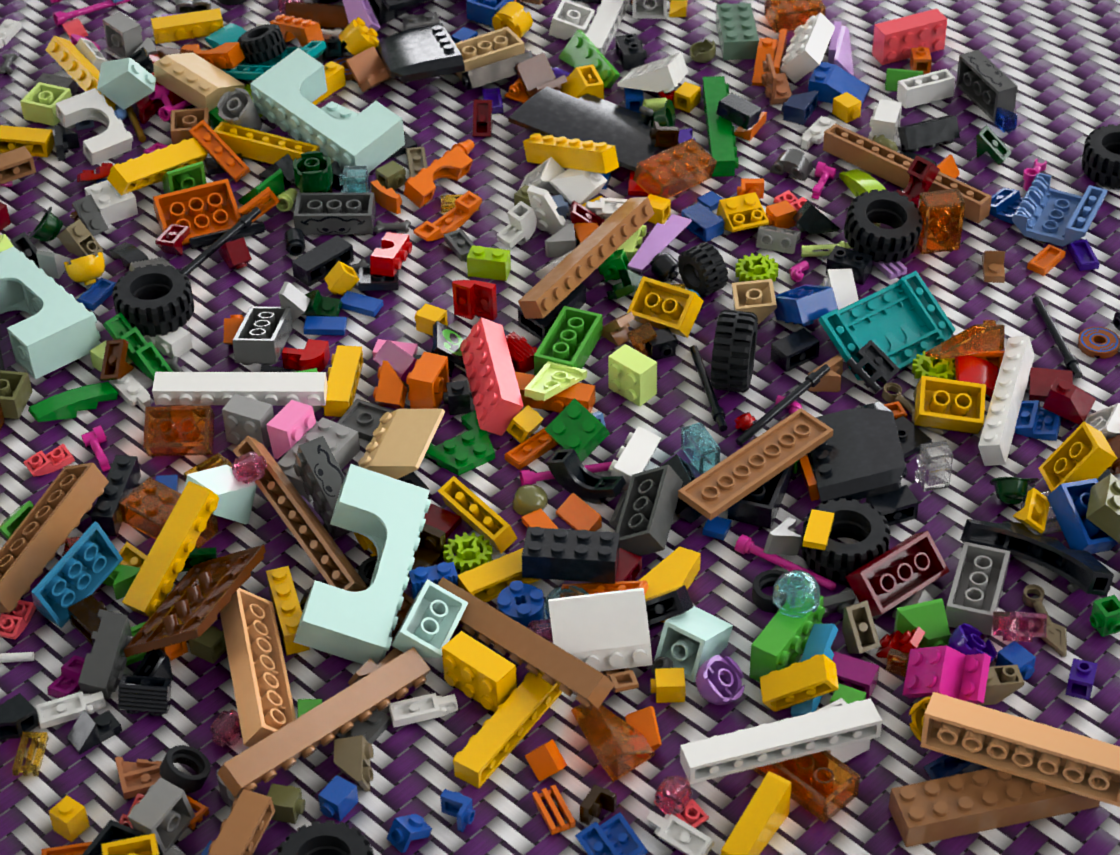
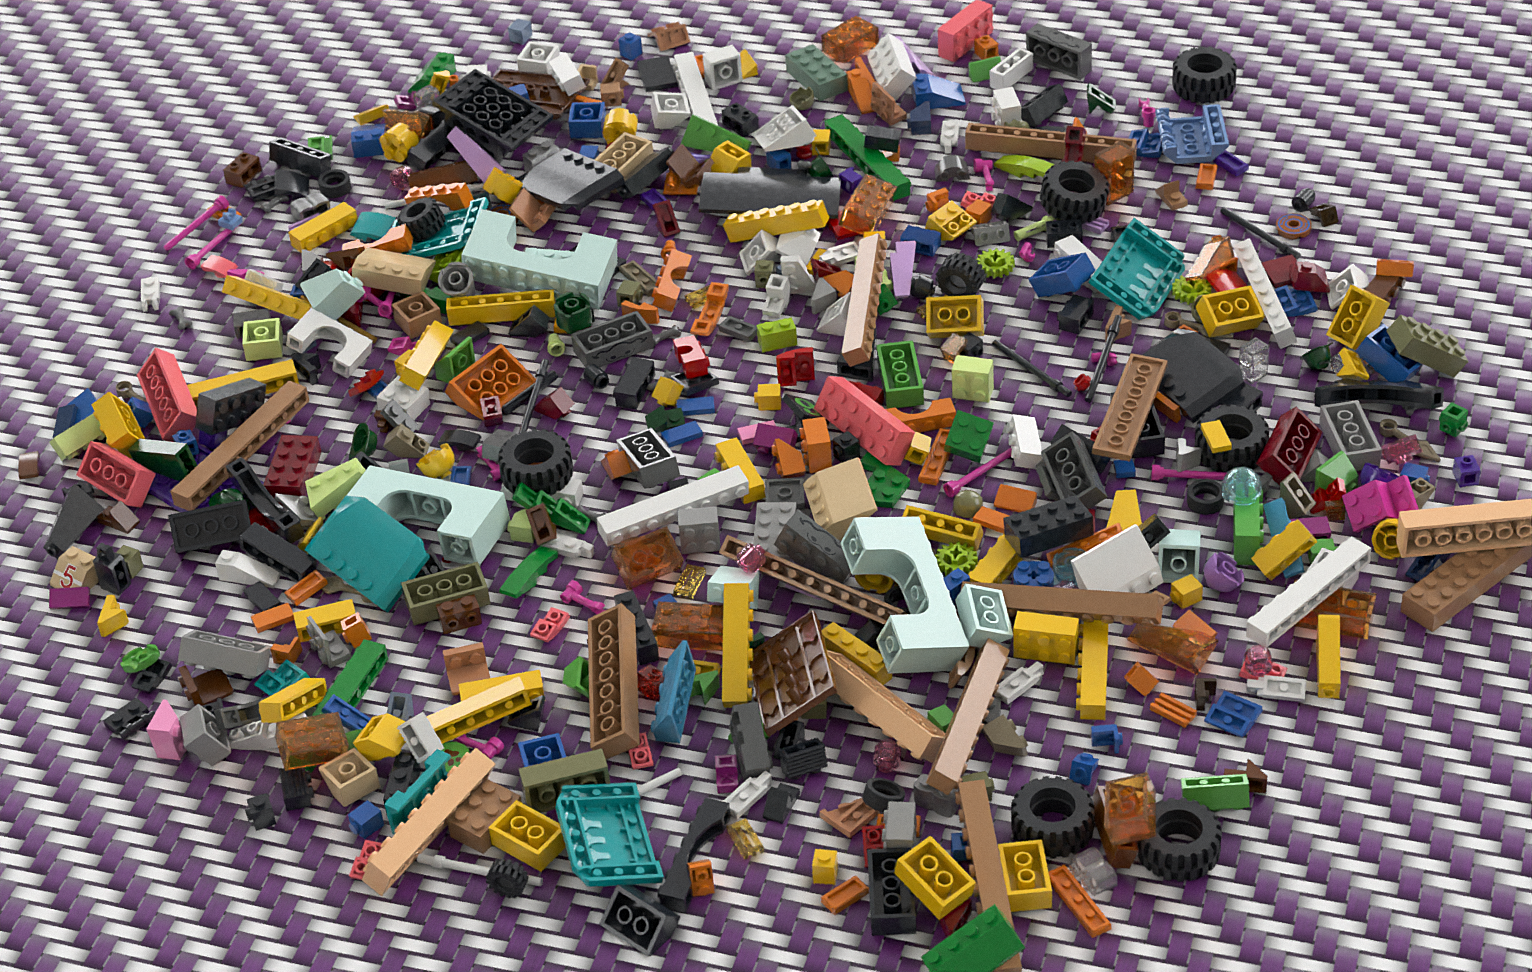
camera: 25 degrees left, 0 degrees up
(85, 616) = (707, 726): dark brown piece -> none
(122, 34) = (278, 256): light grey brick -> none
(219, 151) = (463, 324): orange tile -> none
(259, 201) = (544, 351): orange tile -> none
(274, 182) = (529, 344): green slope -> none
(289, 426) = (741, 517): bright pink slope -> none
(293, 298) = (649, 420): light grey slope -> none
(314, 355) = (696, 463): red brick -> none
(338, 798) = (1013, 767): blue brick -> none
(354, 179) = (611, 306): clear light blue brick -> none
(552, 380) = (918, 405): yellowish green wing -> none
(578, 480) = (995, 473): black arch -> none
(617, 329) = (925, 347): medium nougat slope -> none
(629, 284) = (905, 309): dark green slope -> none
(654, 103) = (804, 155): yellowish green cone -> none
(661, 662) = (1168, 578): dark grey plate -> none
(664, 136) = (839, 180): dark brown bracket -> none
(700, 447) = (1066, 412): clear light blue brick -> none
(710, 200) = (910, 219): blue tile -> none
(734, 351) = (1044, 329): black tyre -> none
(754, 297) = (1017, 288): tan slope -> none
(846, 107) = (958, 107): yellow brick -> none
(877, 362) = (1150, 300): black plate -> none
(1005, 119) = (1091, 74): clear blue slope -> none

